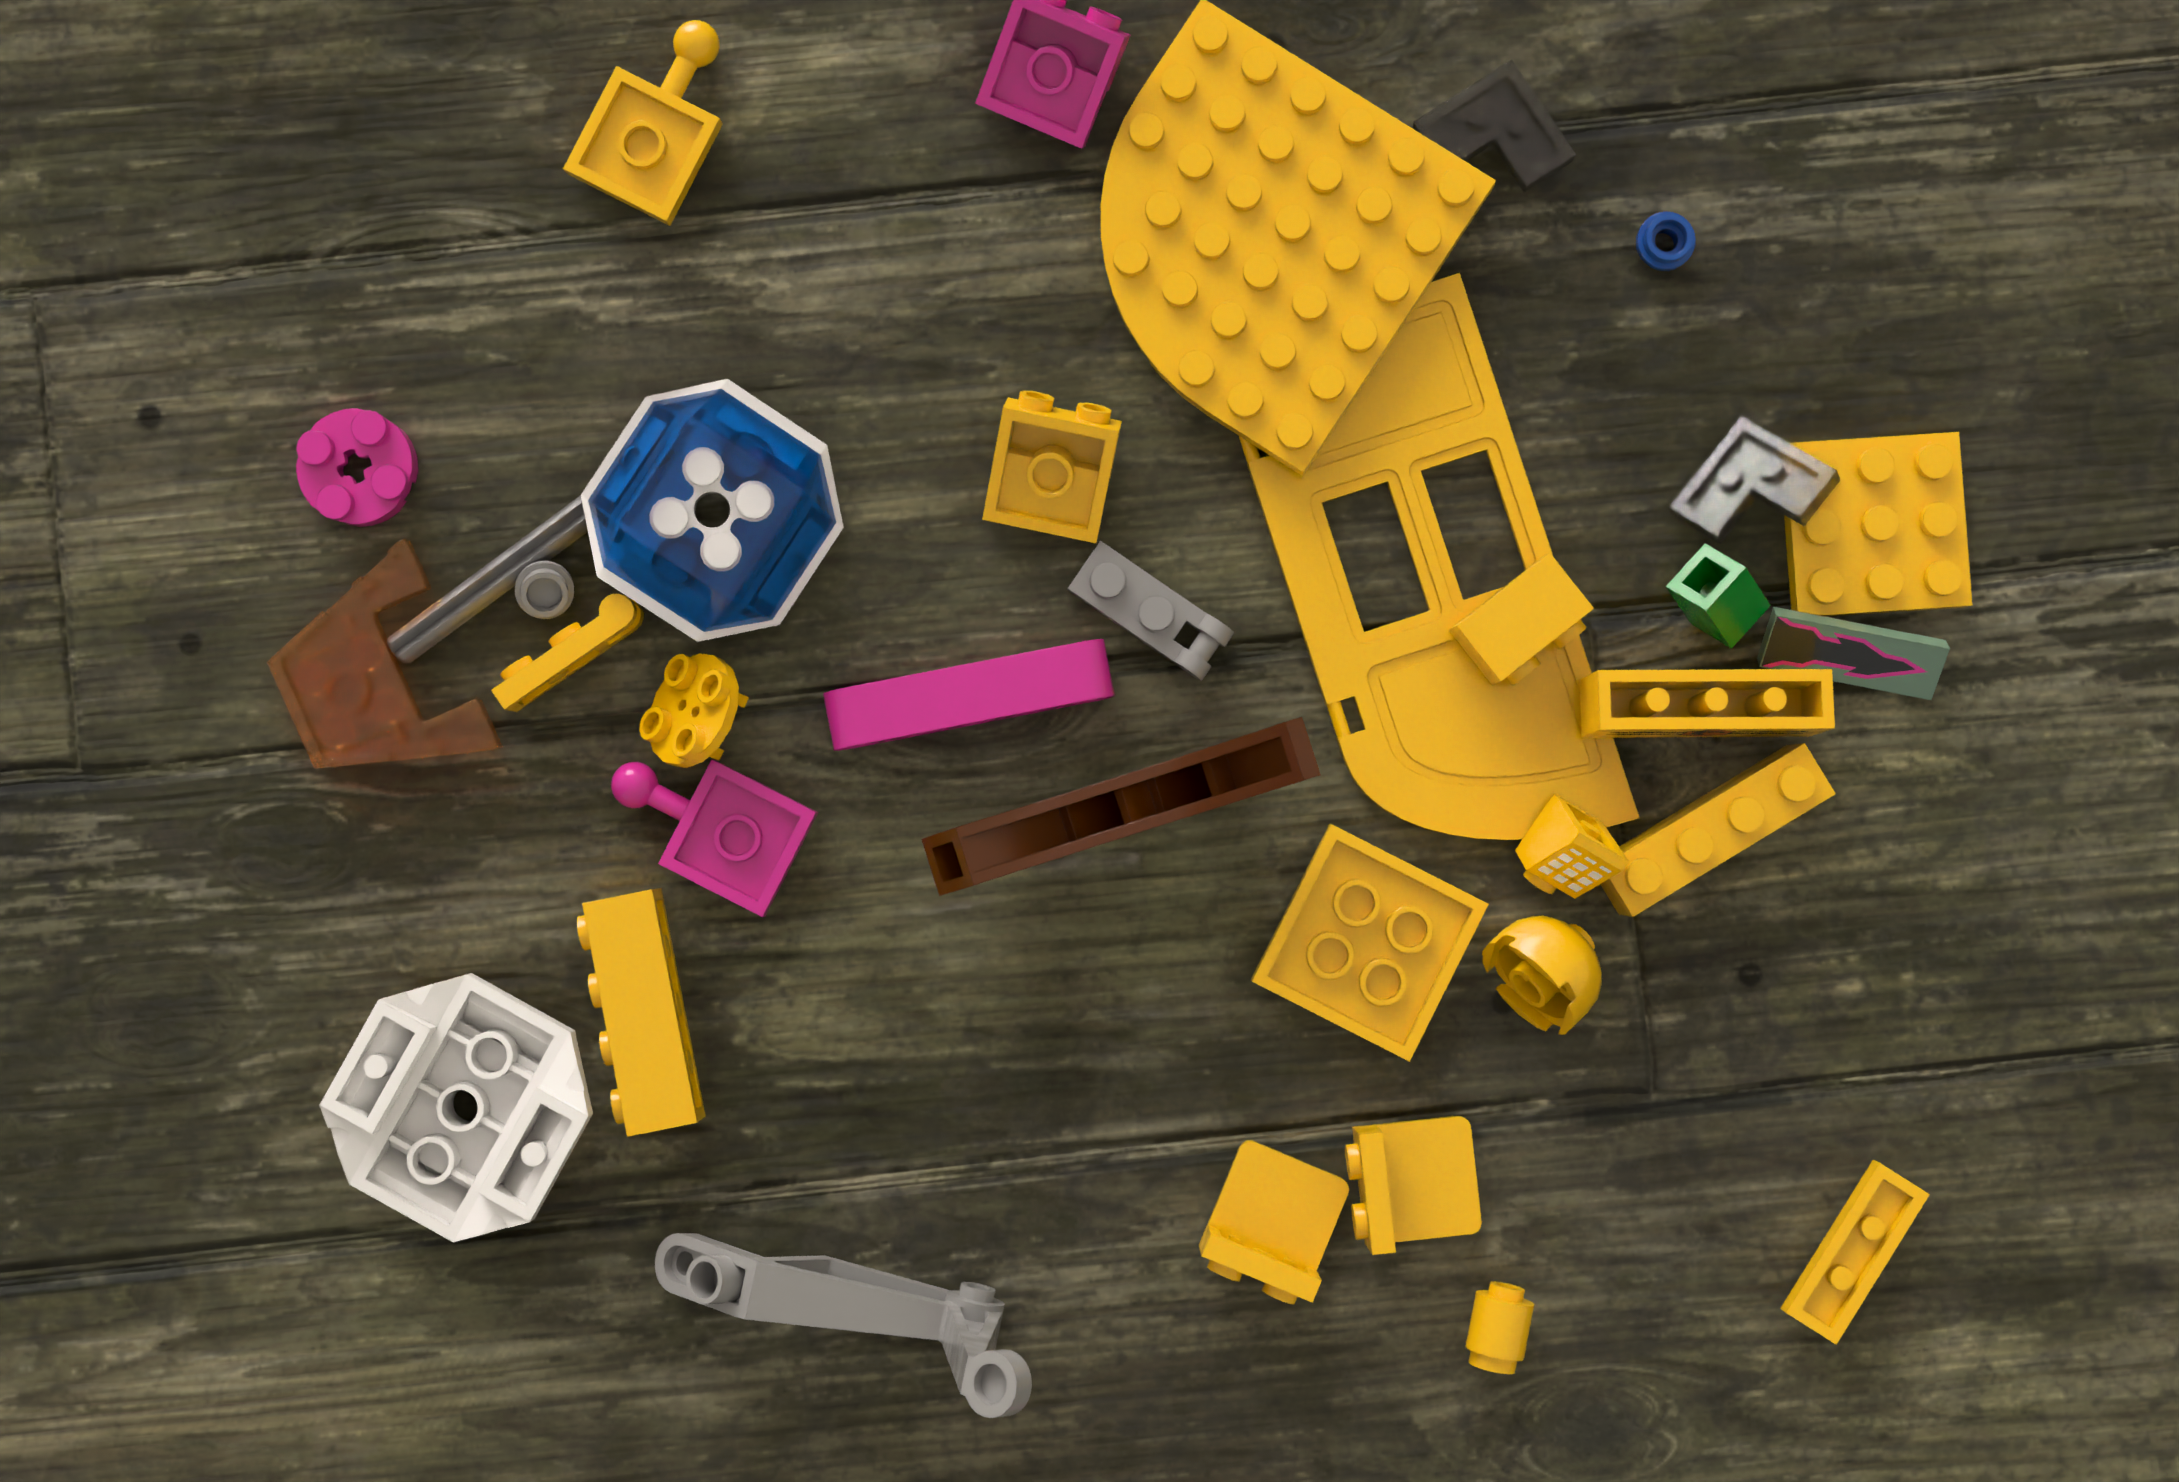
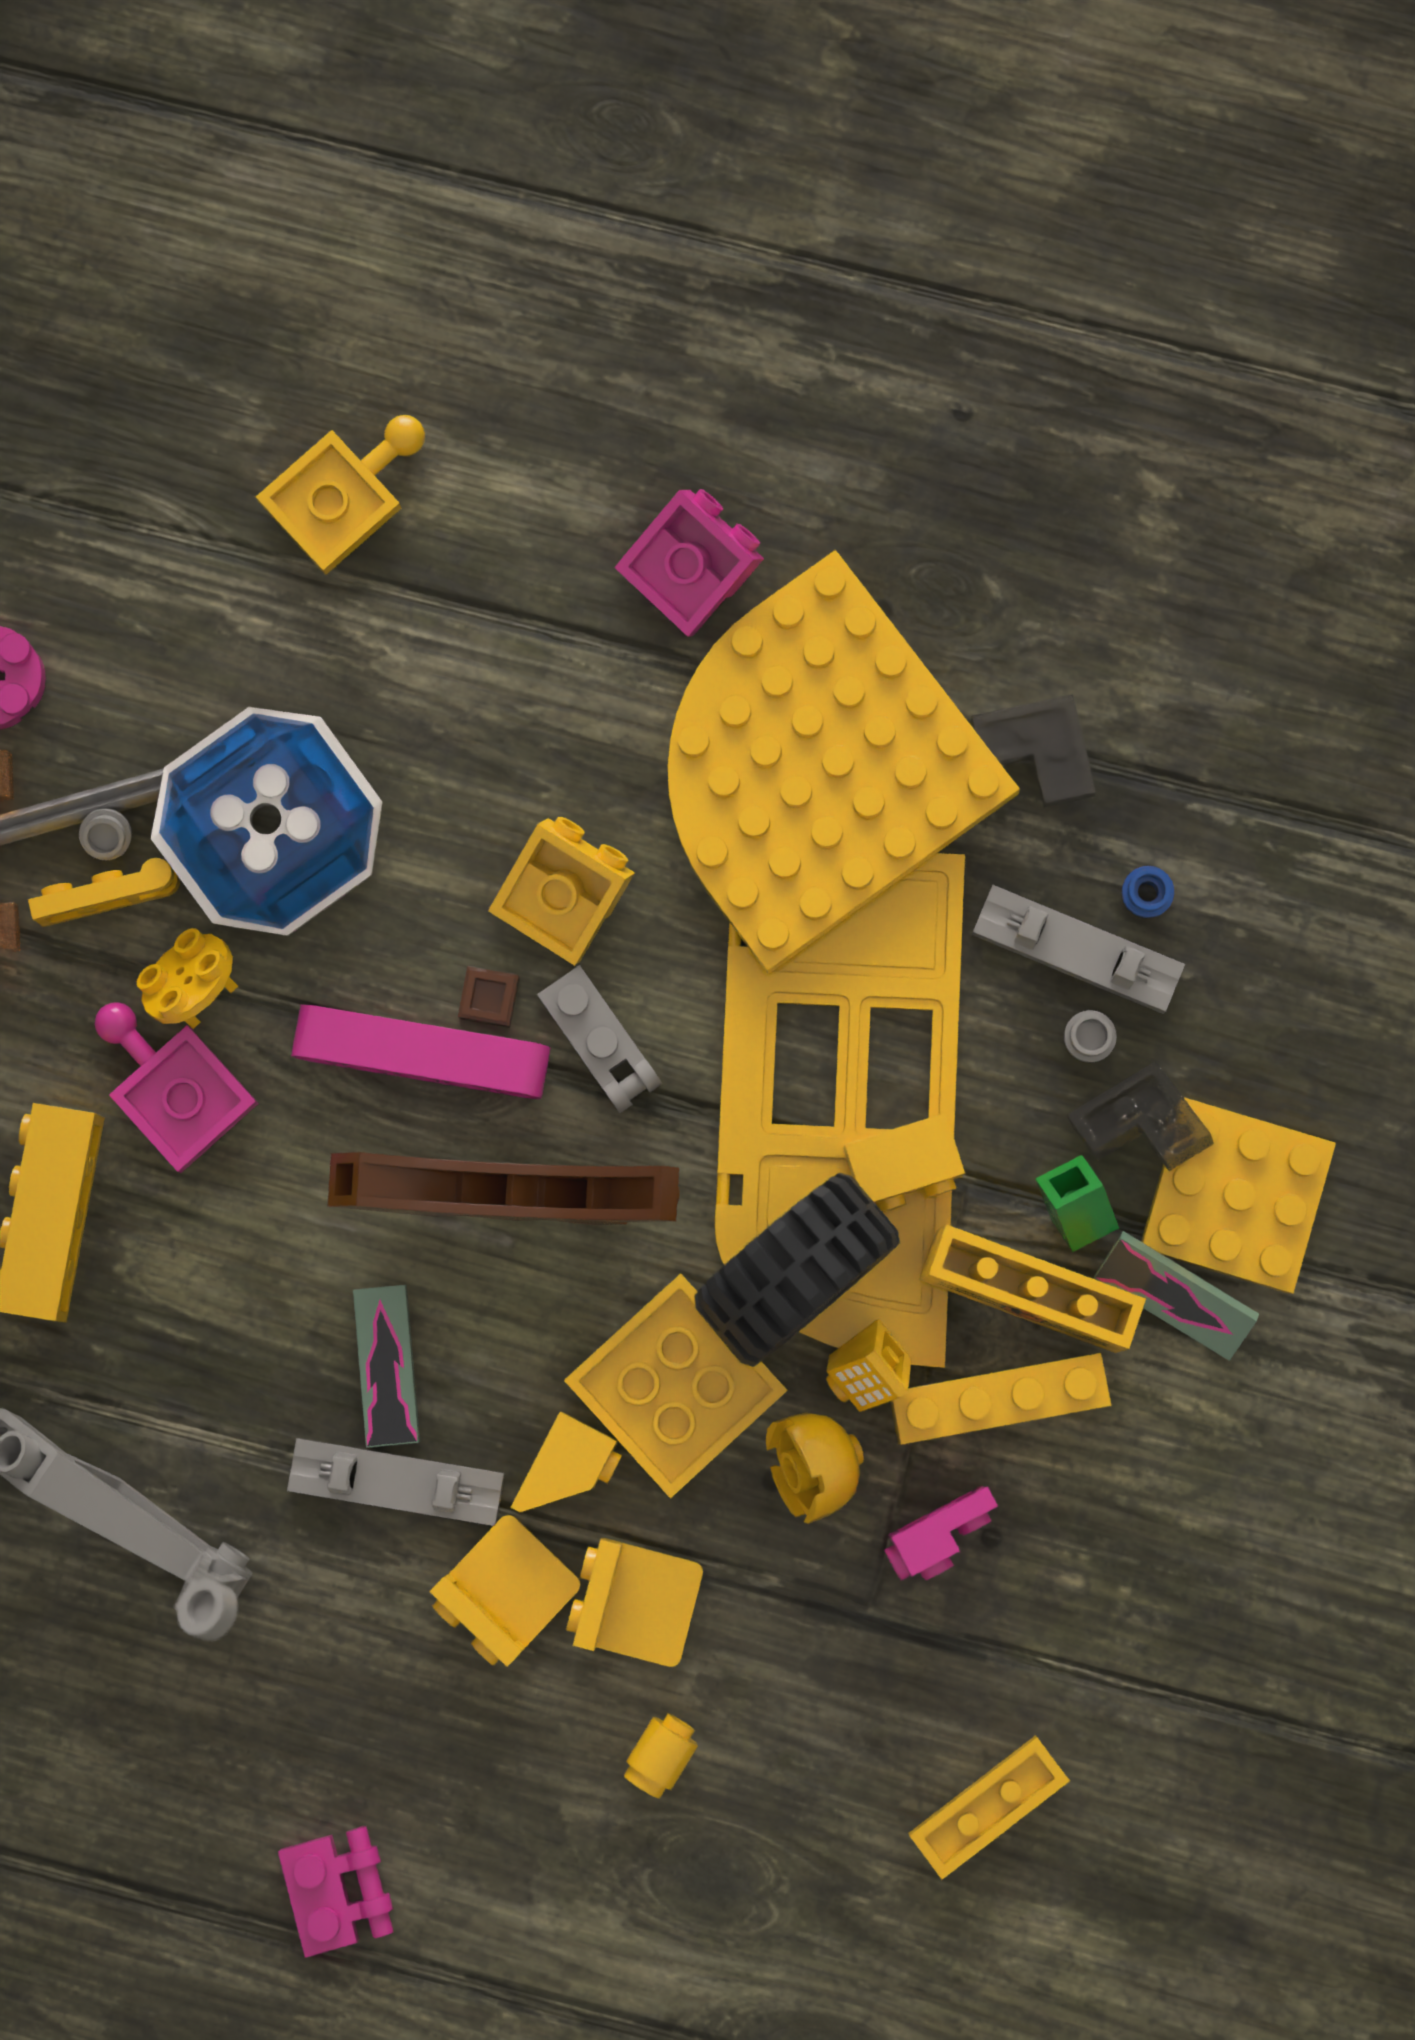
camera: 25 degrees right, 5 degrees down
(1016, 610) = (488, 996): none -> reddish brown tile
(1059, 1035) = (386, 1366): none -> tile
(1115, 1151) = (396, 1482): none -> light grey hinge
(1289, 1067) = (567, 1463): none -> yellow slope
(1465, 777) = (796, 1269): none -> black tyre
(1614, 329) = (1078, 949): none -> light grey hinge
(1661, 416) = (1090, 1036): none -> light grey plate
(1695, 1005) = (927, 1541): none -> dark pink plate

